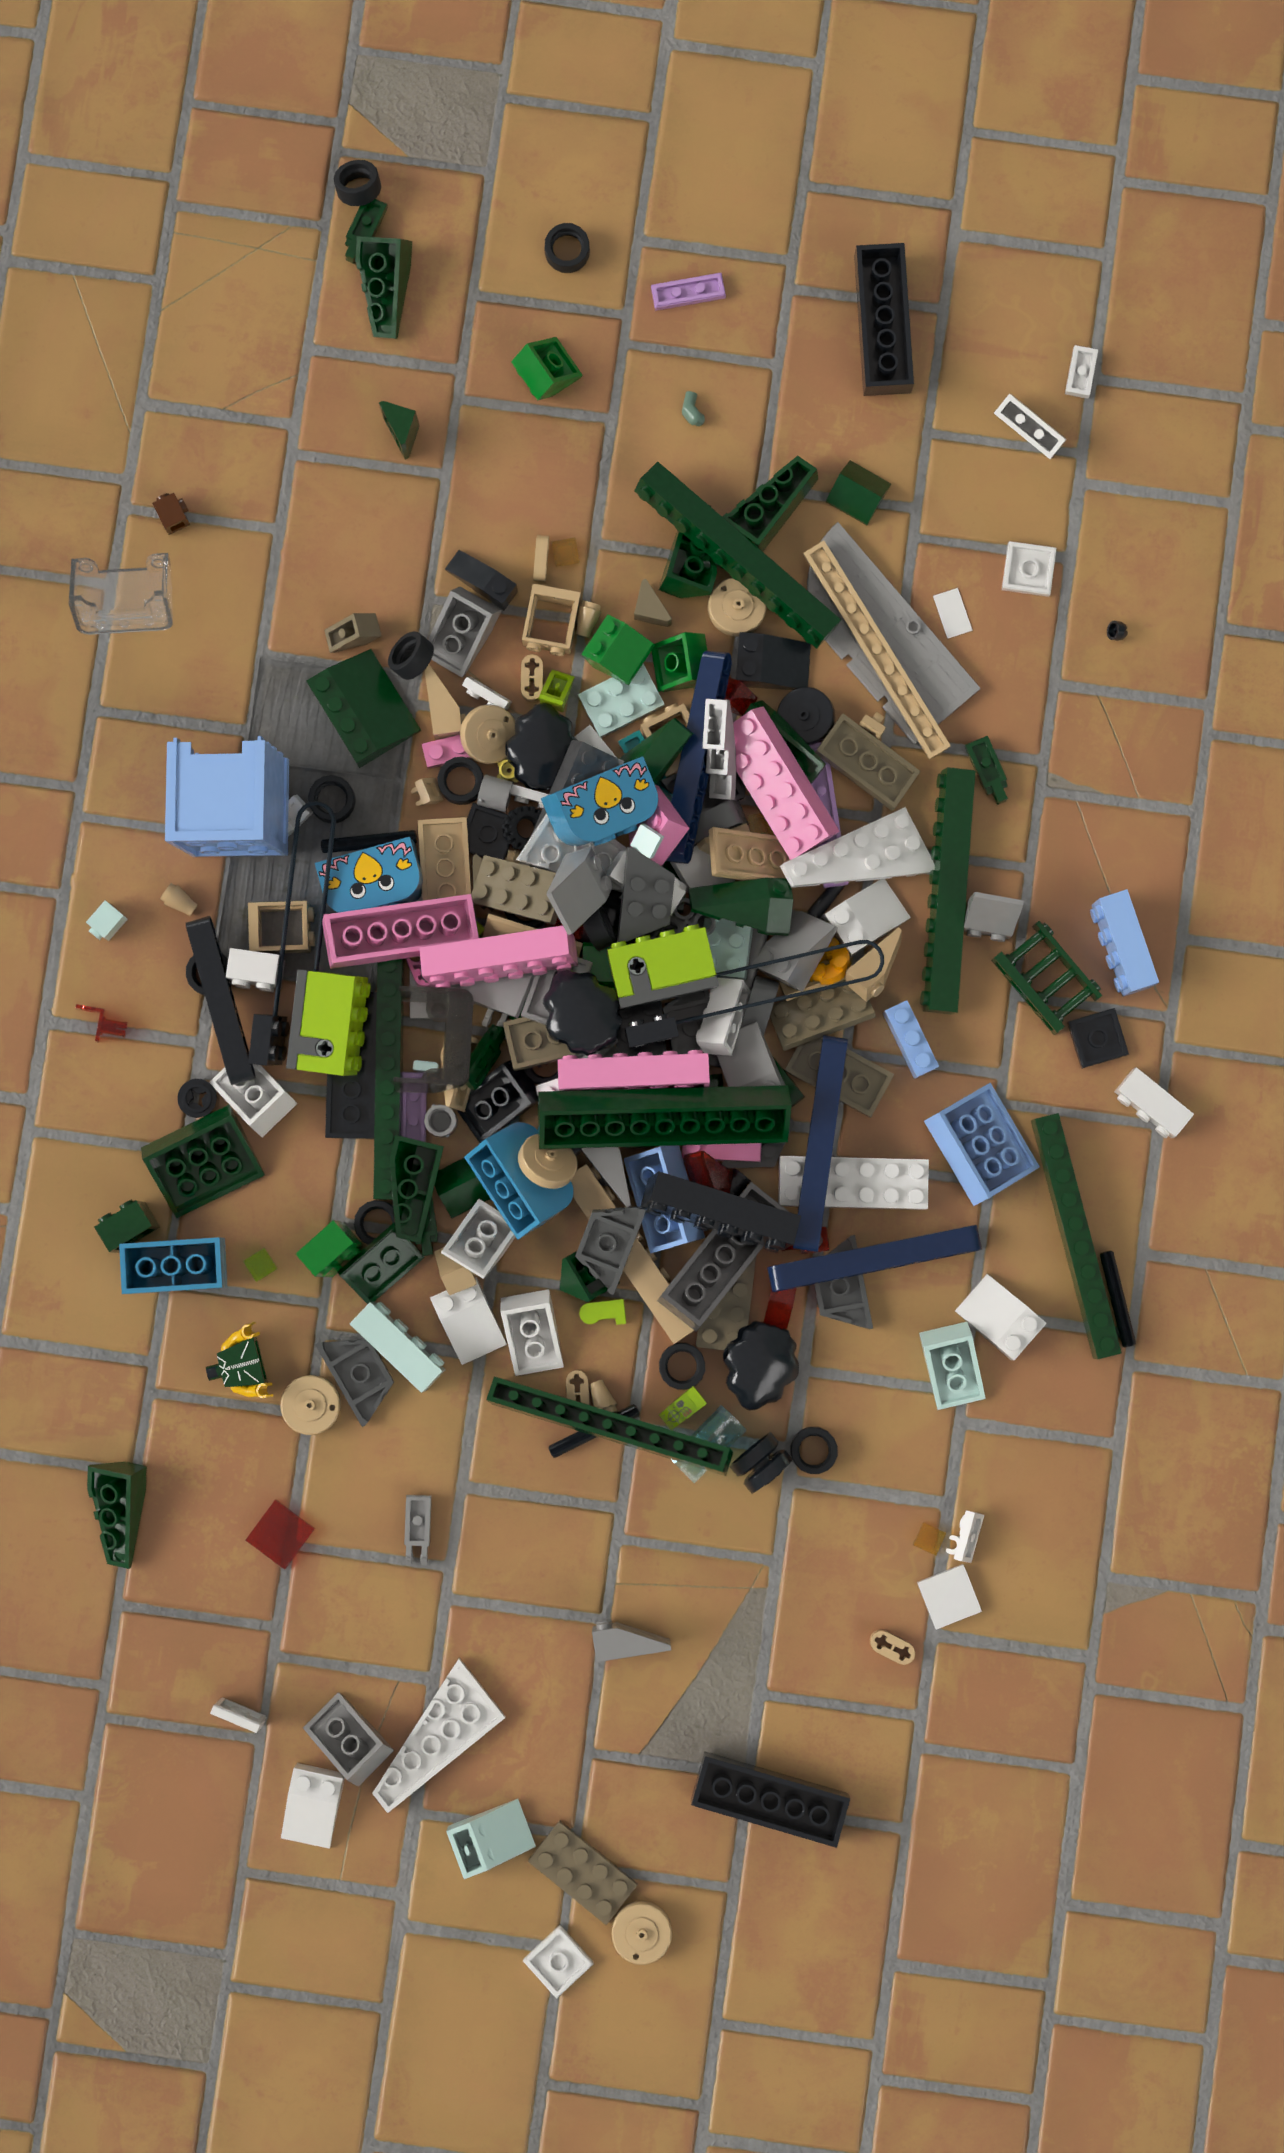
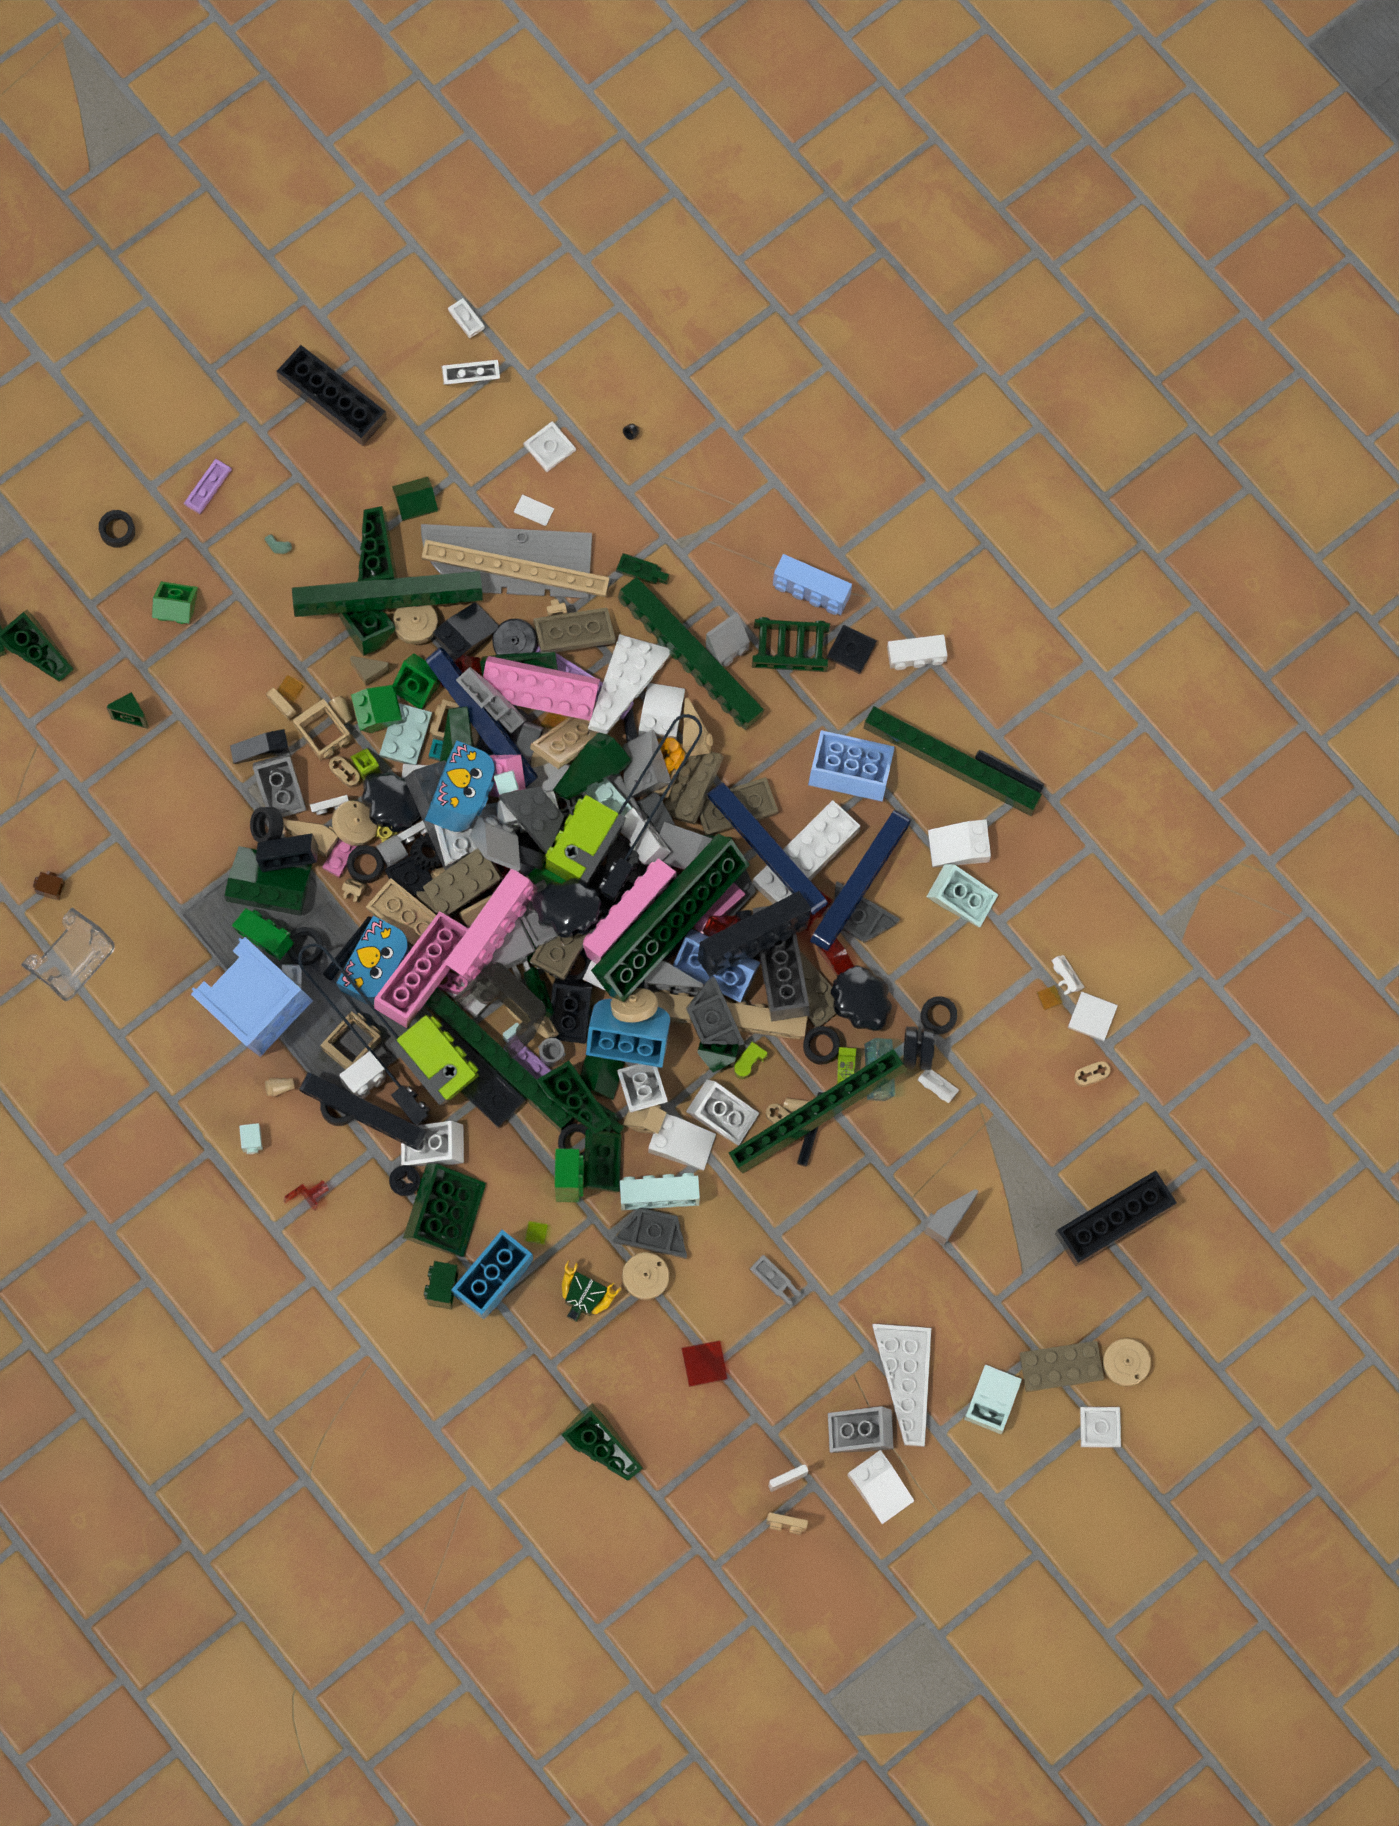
camera: 50 degrees left, 10 degrees down
(200, 1760) = (779, 1521): none -> tan plate
(305, 750) = (263, 933): none -> green brick
(353, 632) = (220, 846): dark tan slope -> none
(399, 699) = (287, 852): none -> black brick
(745, 1512) = (938, 1085): none -> white plate
(910, 1039) = (754, 750): light blue brick -> none

